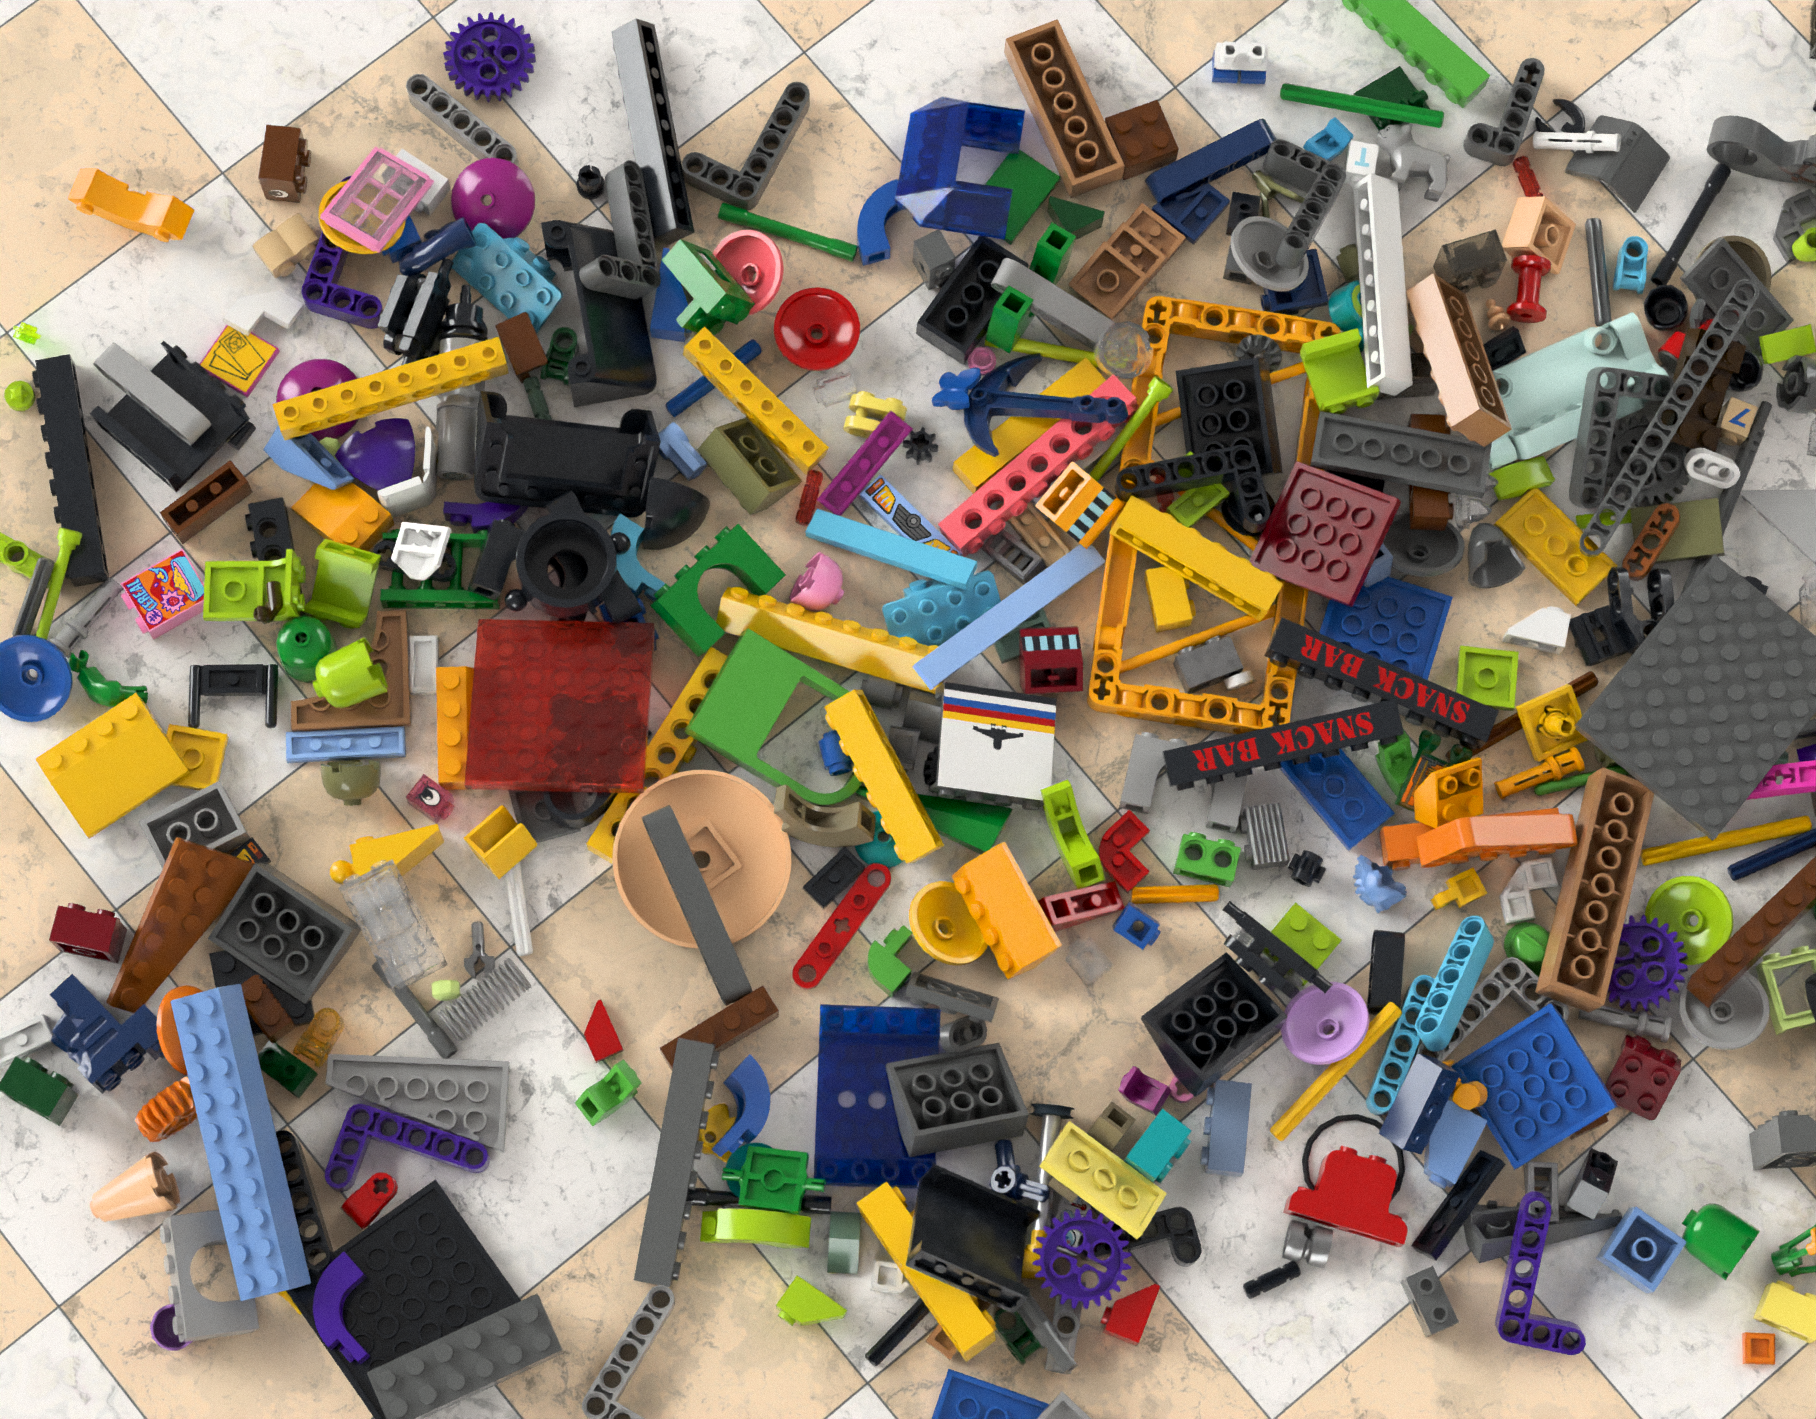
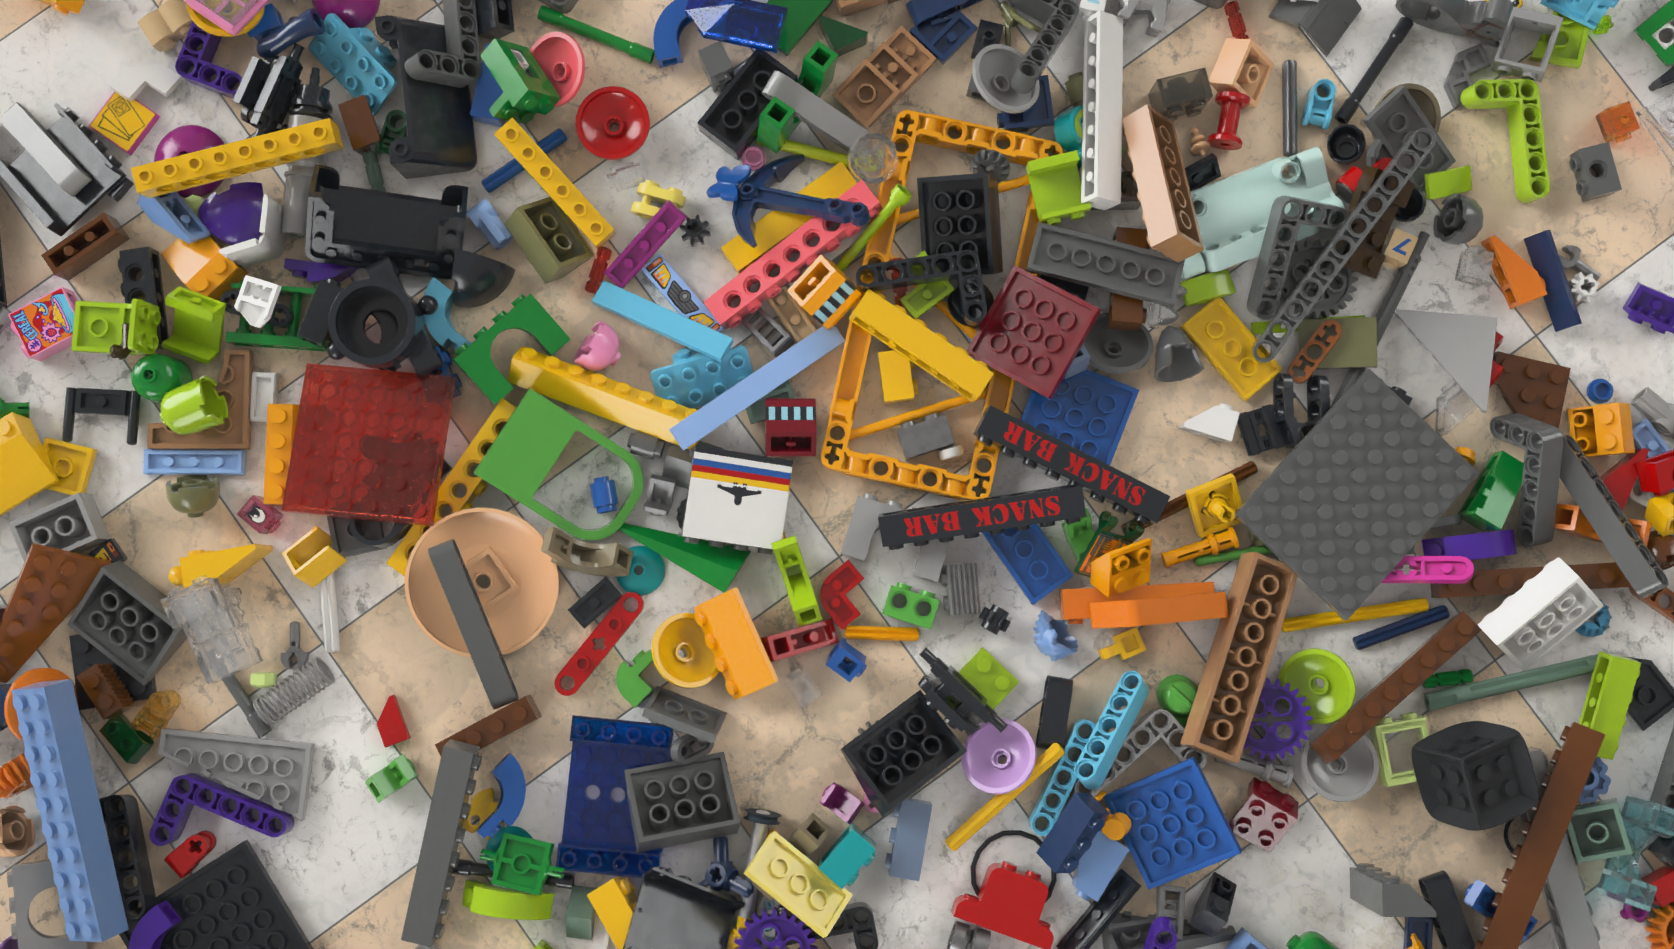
camera: 10 degrees right, 10 degrees up
(883, 776) = (639, 521): yellow brick -> none
(1488, 676) = (1162, 461): lime plate -> none
(1516, 896) = (1170, 652): white tile -> none
(1709, 467) = (1371, 289): white plate -> none

